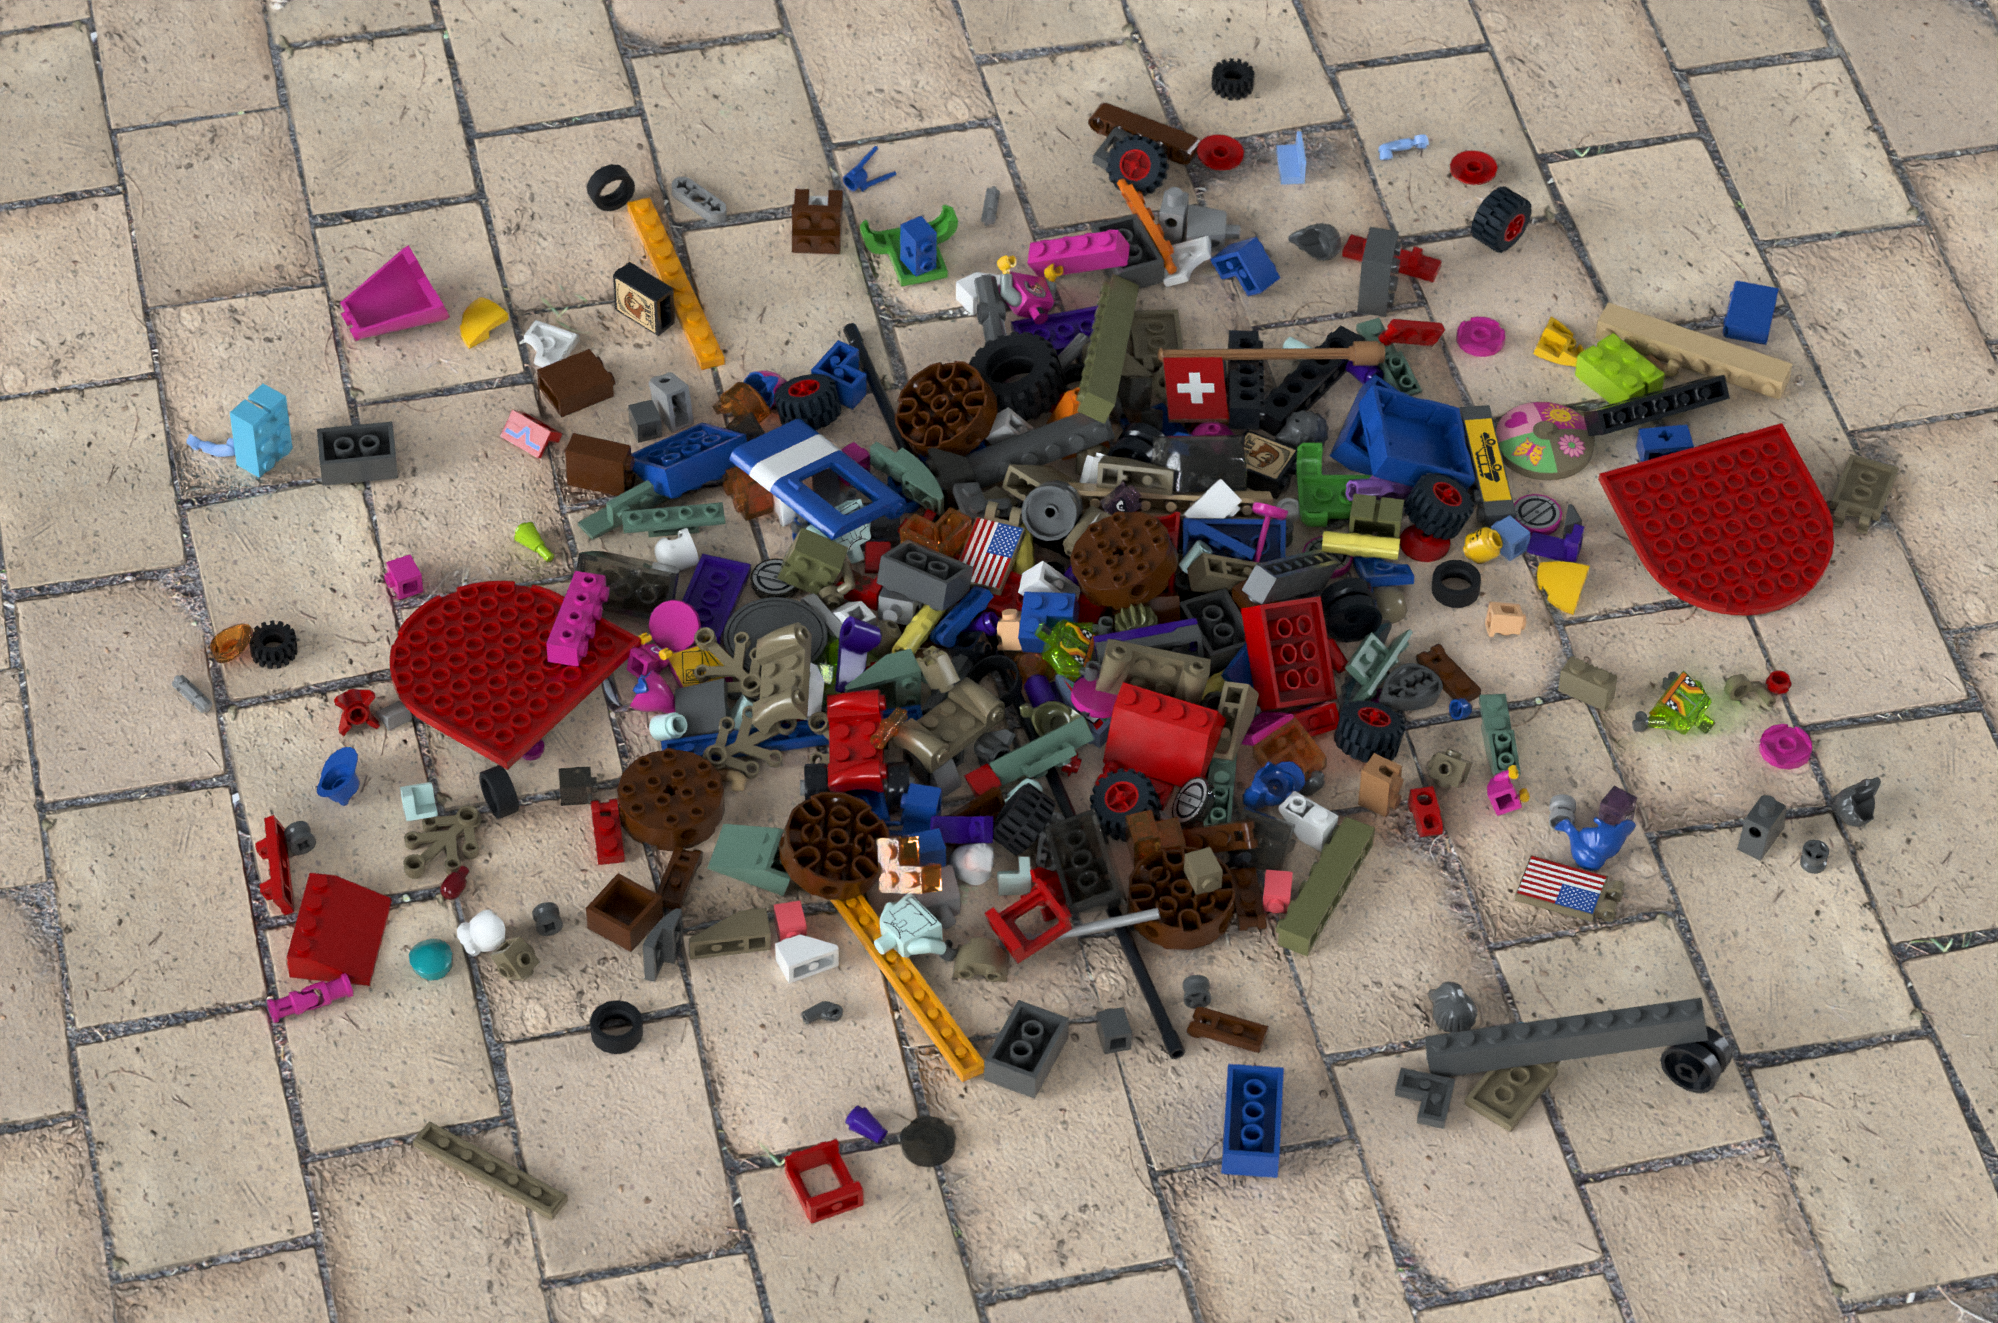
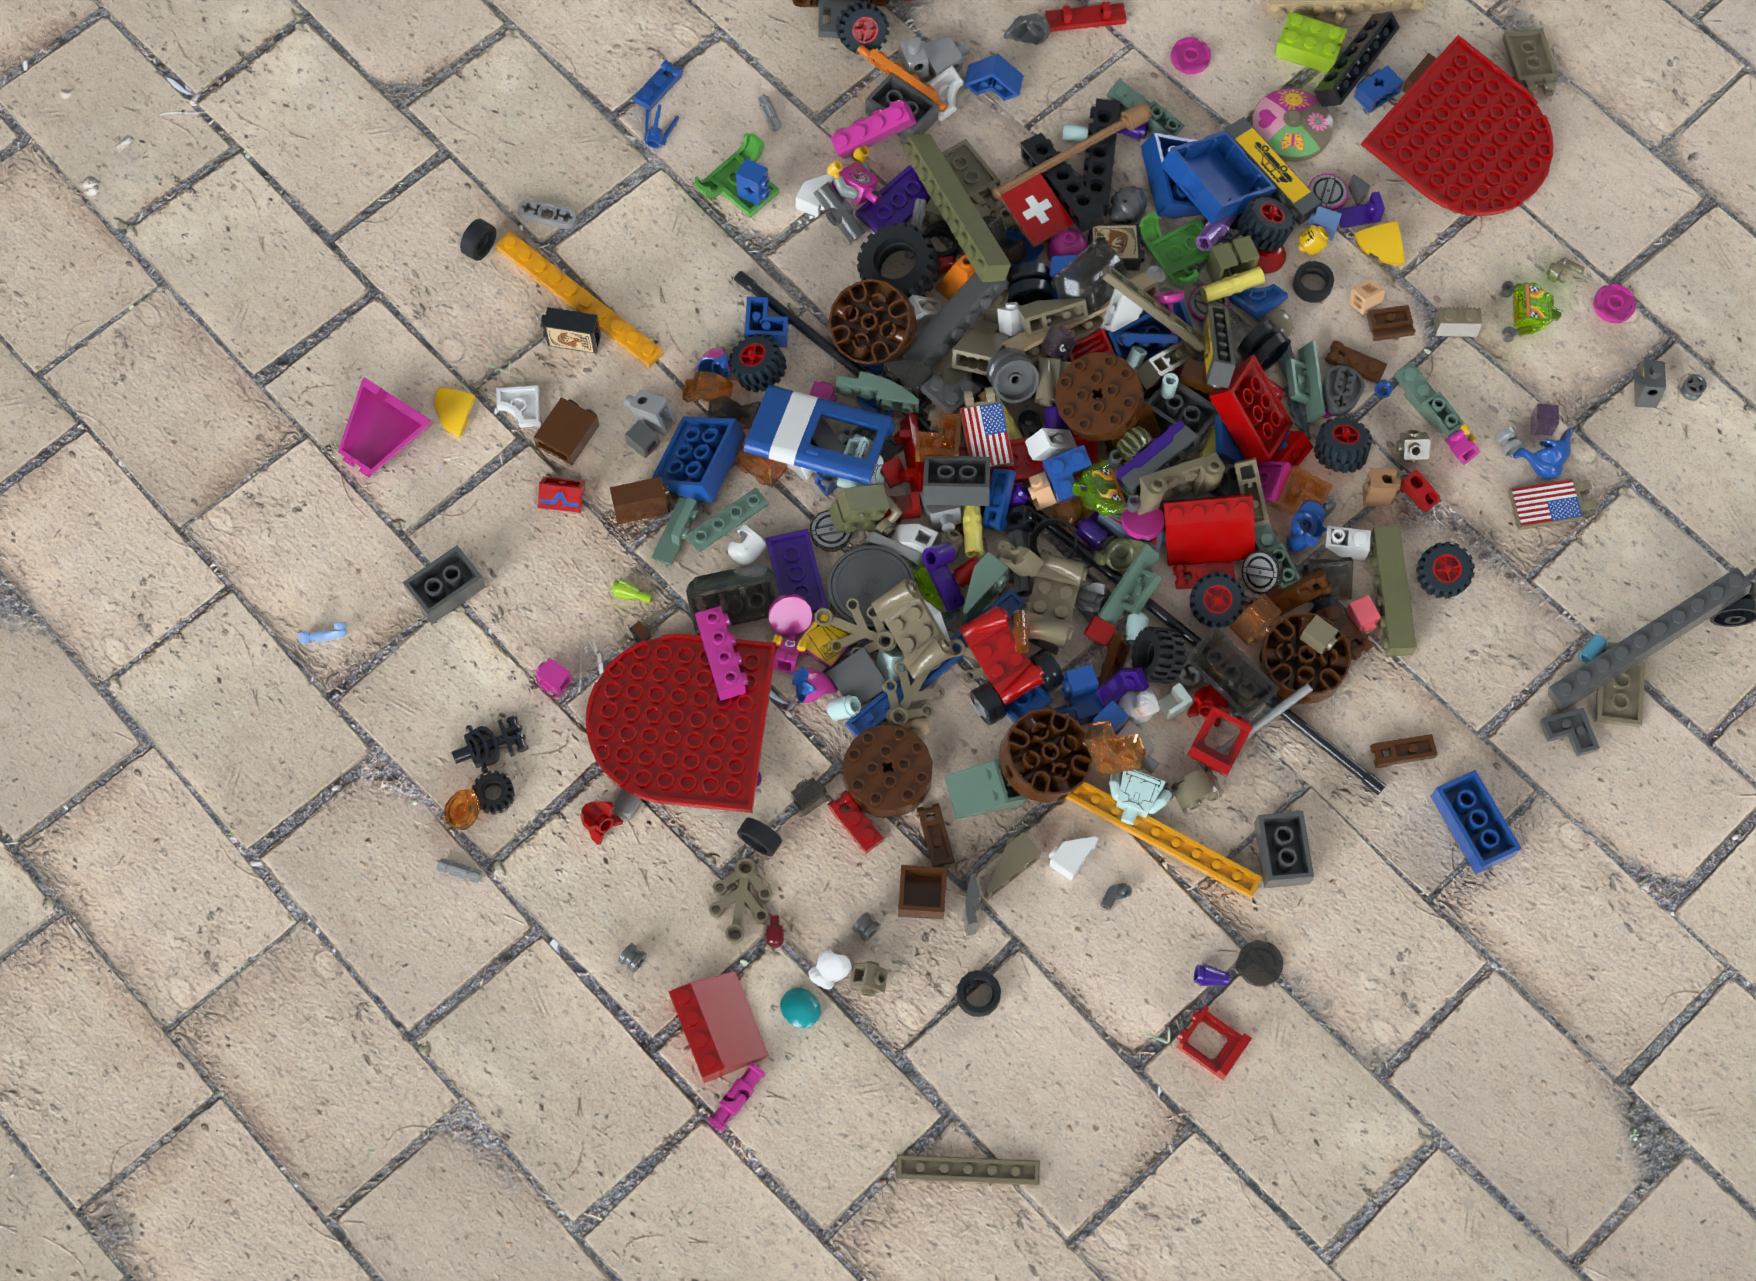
camera: 30 degrees left, 20 degrees up
(259, 433) = (362, 612): medium azure piece -> none
(276, 850) = (620, 976): red hinge -> none
(296, 611) = (468, 752): none -> black torso
(339, 777) = (627, 887): blue piece -> none
(418, 801) = (702, 877): light aqua panel -> none
(519, 577) = (640, 632): none -> reddish brown piece
(789, 920) = (1044, 832): coral brick -> none
(817, 222) = (656, 197): reddish brown brick -> none
(895, 137) = (658, 85): none -> blue plate
(946, 778) = (1071, 645): light grey slope -> none
(1113, 1030) = (1328, 796): dark grey brick -> none
(1196, 991) = (1363, 731): dark grey wheel -> none
(1212, 591) = (1169, 385): none -> light aqua piece
(1237, 501) = (1153, 307): none -> dark tan tile
(1378, 272) = (1097, 39): dark grey brick -> none
(1394, 887) = (1445, 570): none -> black wheel
(1411, 332) = (1151, 80): red plate -> none
(1452, 1008) = (1541, 648): dark grey hair -> none
(1513, 655) = (1390, 322): none -> reddish brown plate
(1558, 344) = (1249, 37): yellow brick -> none
(1778, 682) = (1578, 248): red plate -> none
(1857, 802) = (1693, 329): dark grey hair -> none

